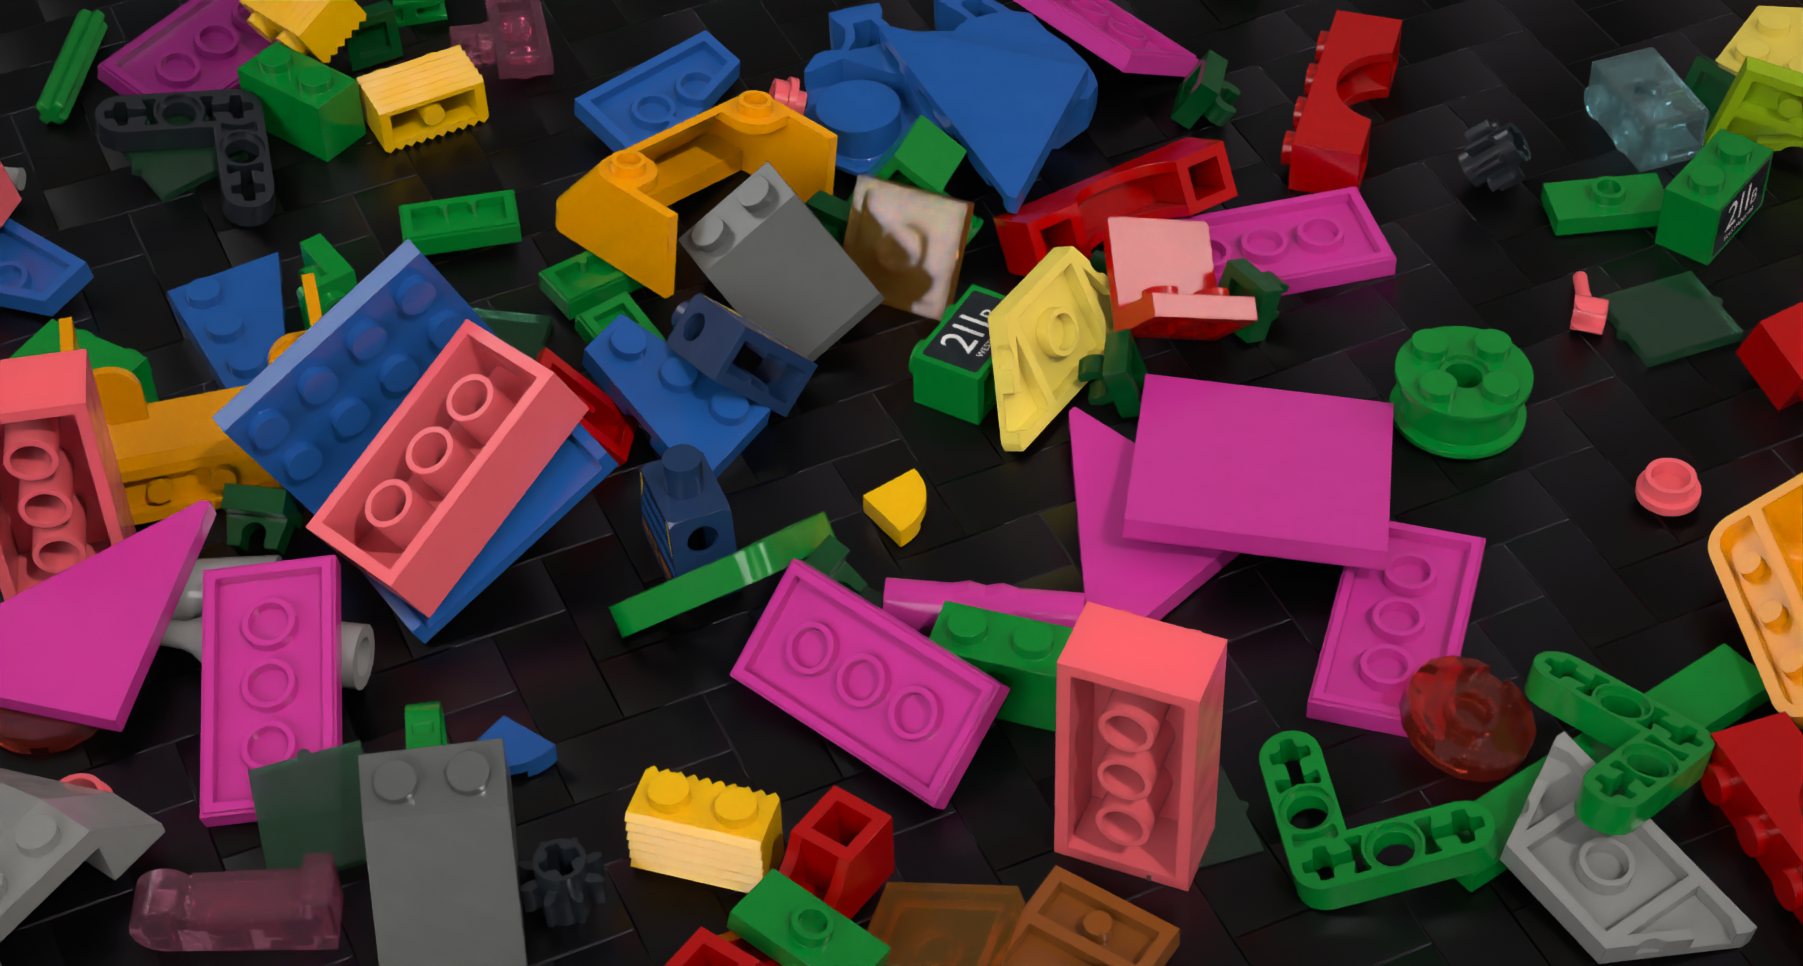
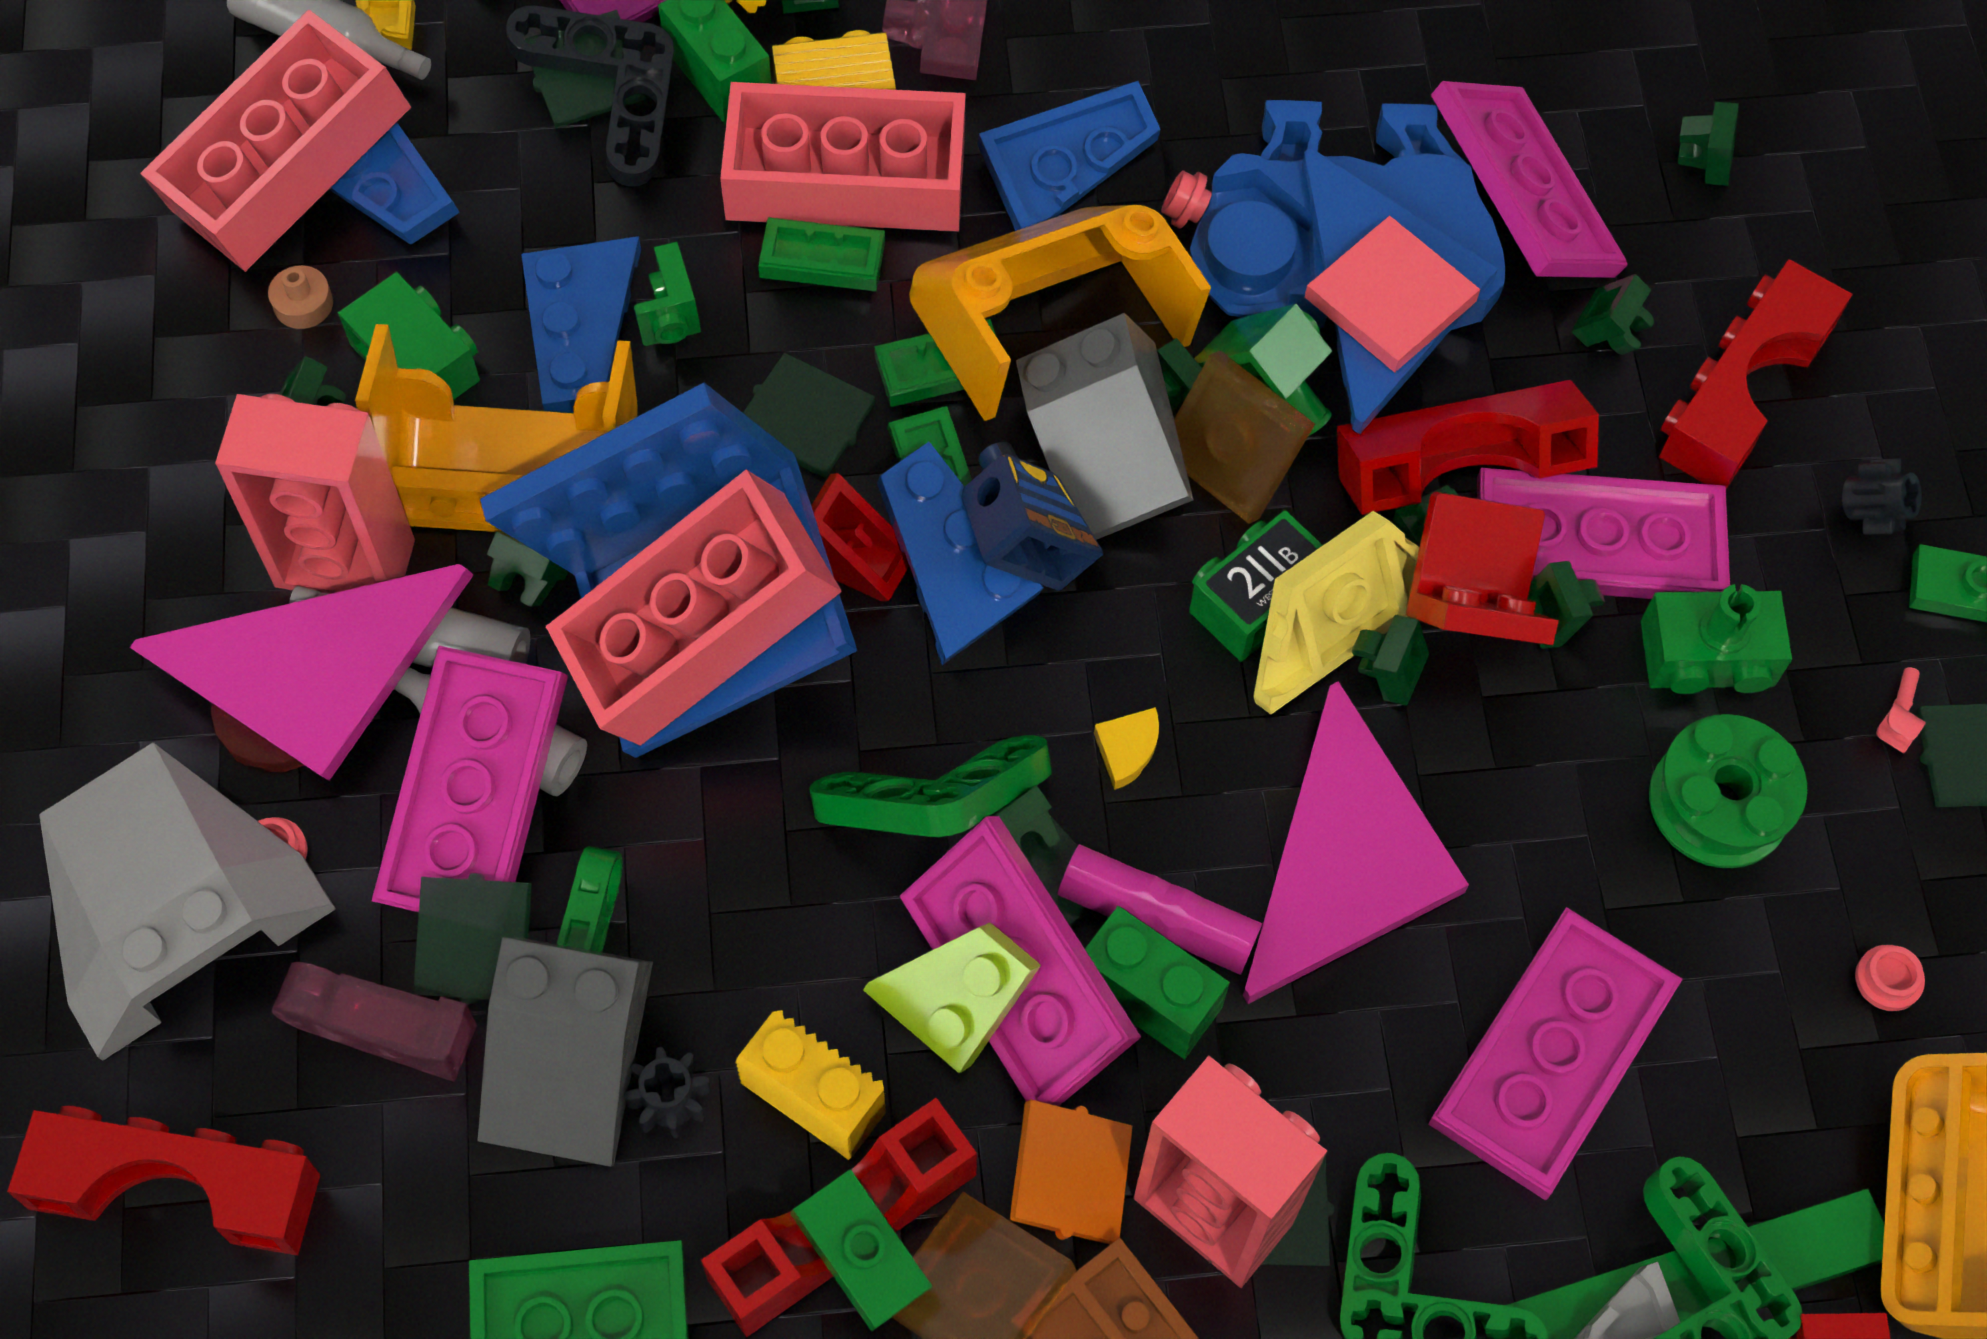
camera: 15 degrees right, 20 degrees up
(456, 140) = (844, 156): none -> coral brick
(524, 748) = (668, 917): blue tile -> none
(683, 497) = (913, 713): dark blue torso -> none
(817, 718) = (957, 992): none -> lime wing
(985, 834) = (1071, 1172): none -> orange piece
(1002, 100) = (1392, 293): none -> coral tile
(1262, 472) = (1490, 830): dark pink tile -> none
(1399, 285) = (1716, 640): none -> green brick
(1467, 719) = (1576, 1195): clear red tile -> none

